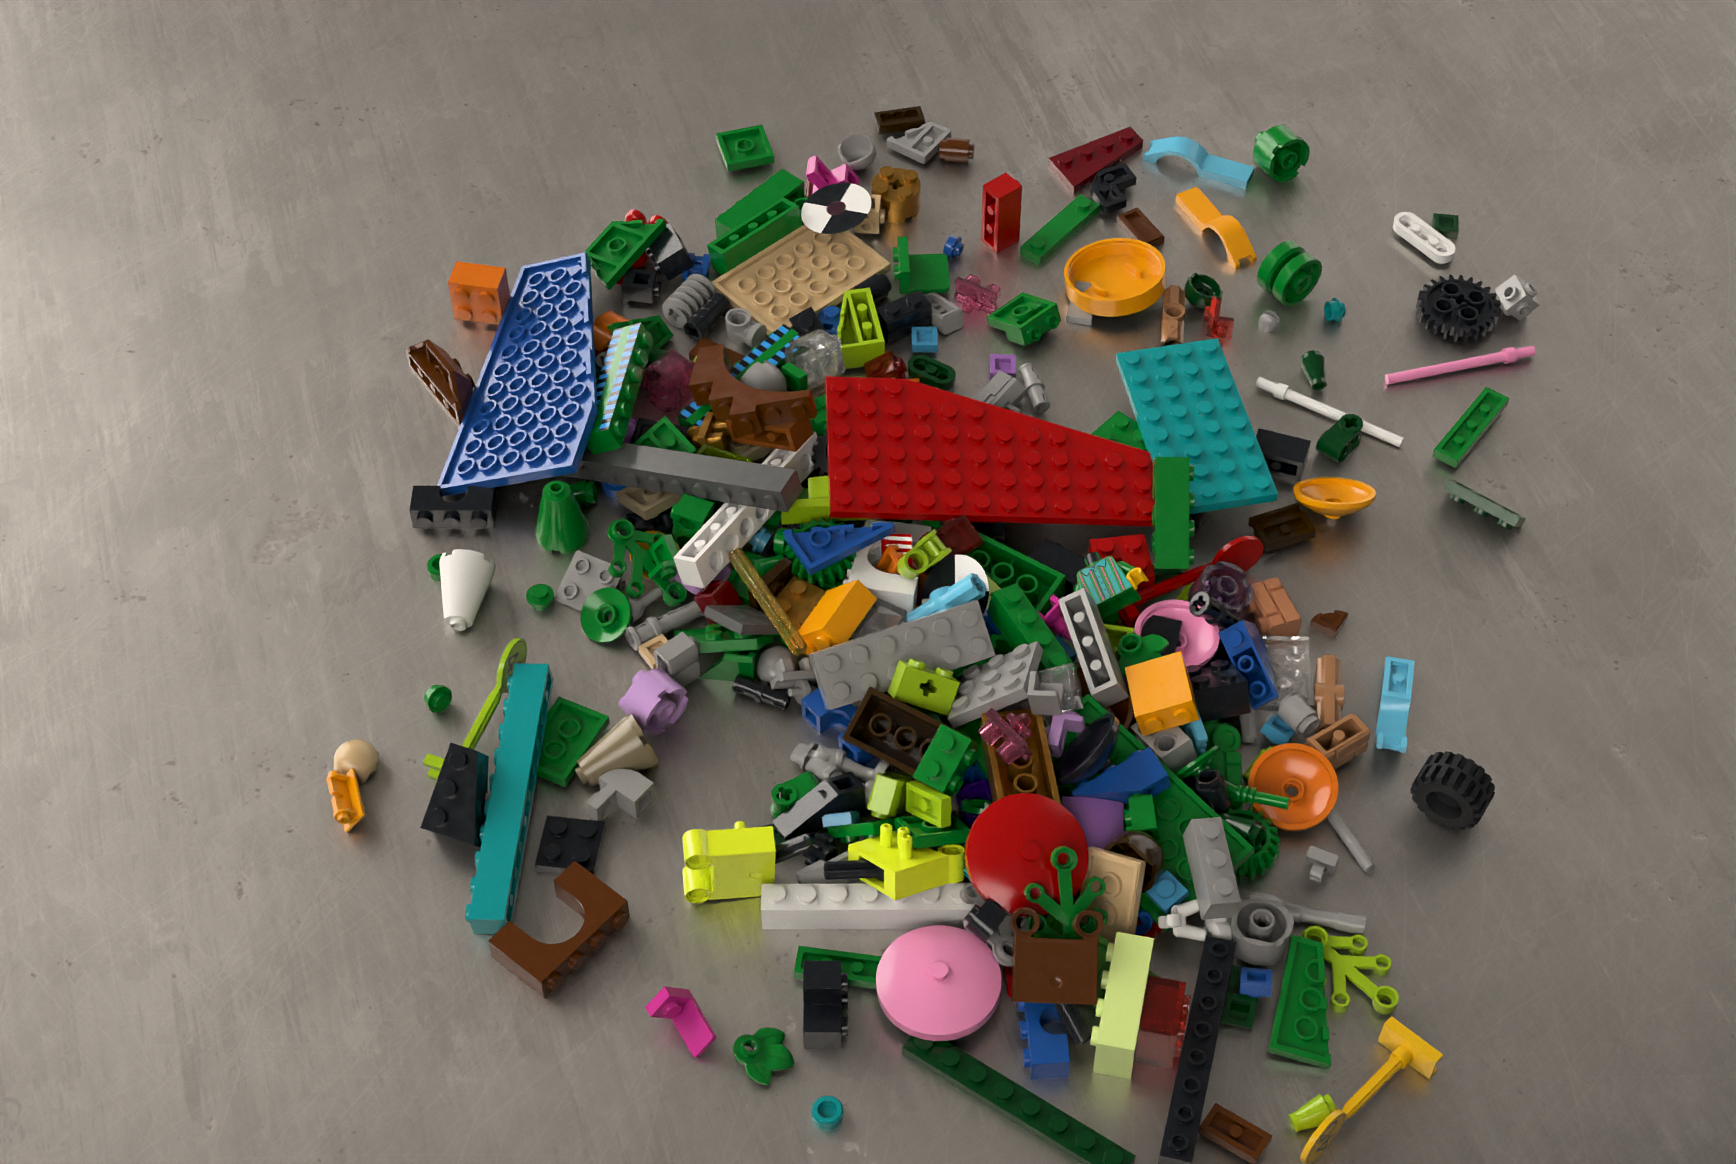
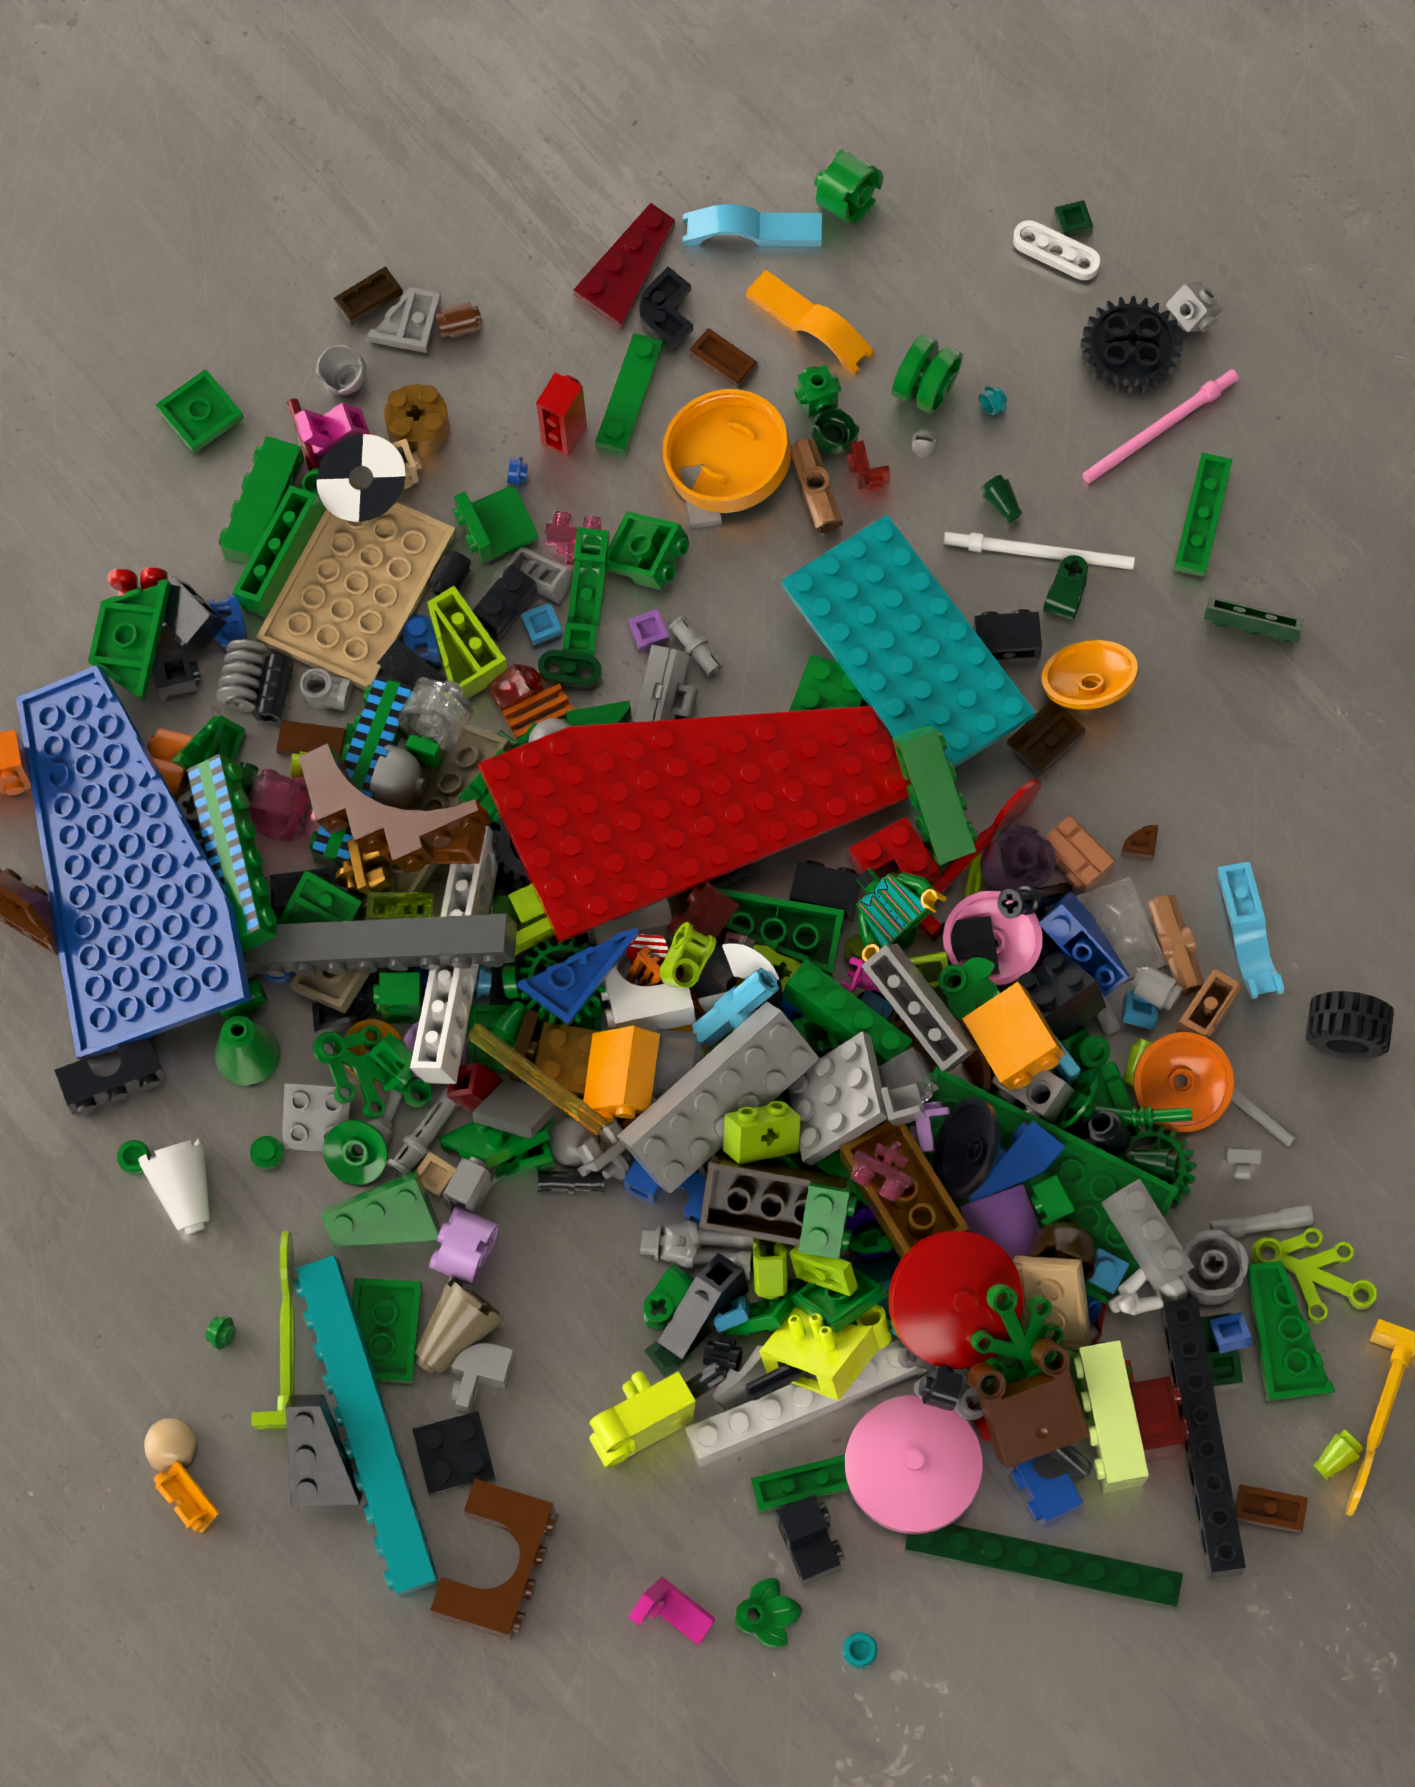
camera: 20 degrees left, 20 degrees up
(602, 658) = (384, 1215): none -> green wedge
(970, 326) = (586, 591): none -> green slope
(1201, 260) = (817, 390): none -> green brick

